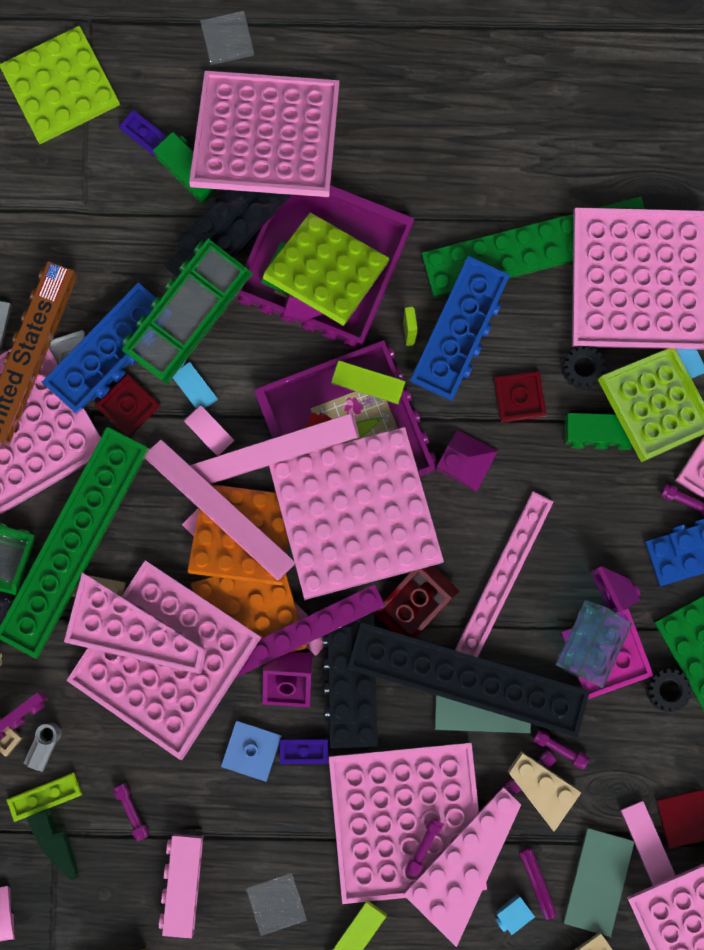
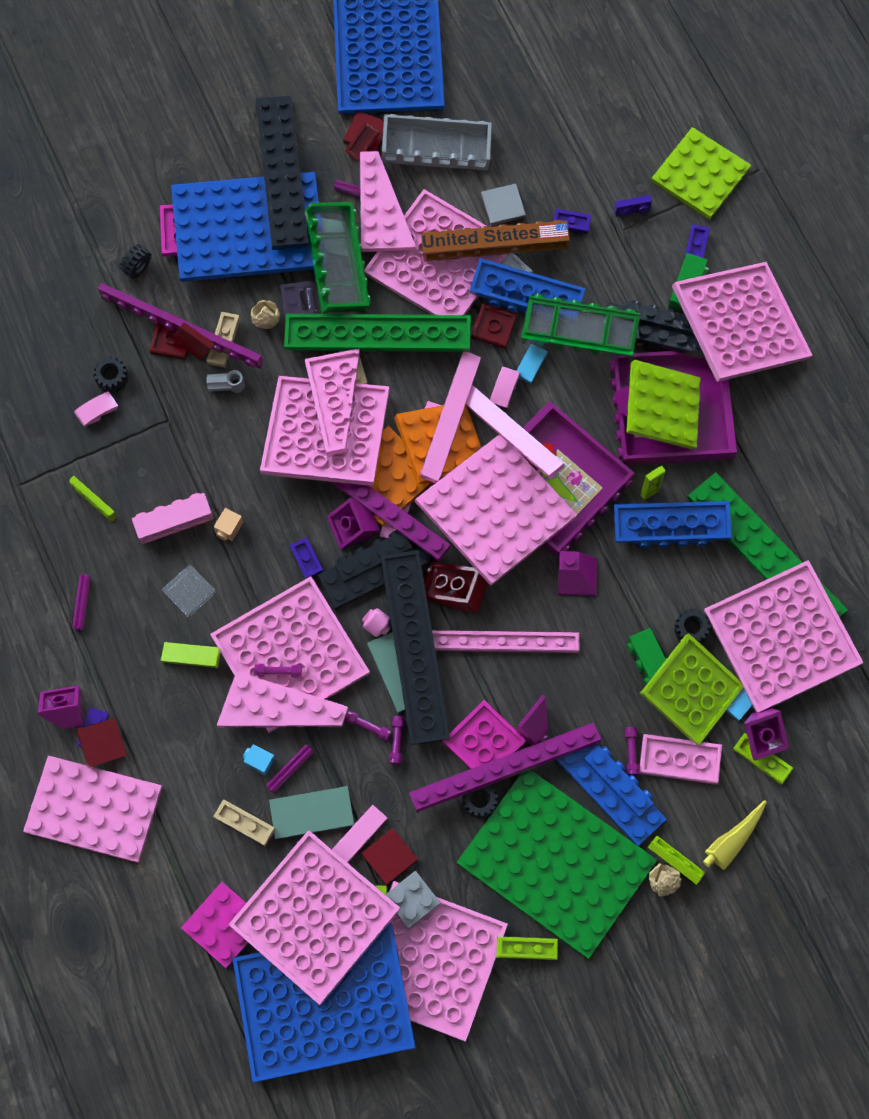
camera: 65 degrees right, 10 degrees down
(44, 796) = (191, 401): lime tile -> none
(49, 249) = (576, 221): none -> dark purple plate
(54, 843) = (161, 421): clear green slope -> none
(60, 187) = (632, 205): none -> dark purple plate
(140, 831) = (197, 474): magenta bar -> none
(221, 824) = (228, 525): none -> light nougat brick
(227, 37) = (800, 266): clear tile -> none
(251, 751) = (289, 523): medium blue plate -> none
(368, 382) = (596, 475): lime tile -> none
(417, 708) = (376, 622): none -> bright pink head
(520, 397) = (645, 592): dark red tile -> none
(544, 789) = (361, 739): tan wing -> none
(594, 643) = (486, 724): clear light blue slope -> none
(650, 647) = (505, 767): none -> magenta plate

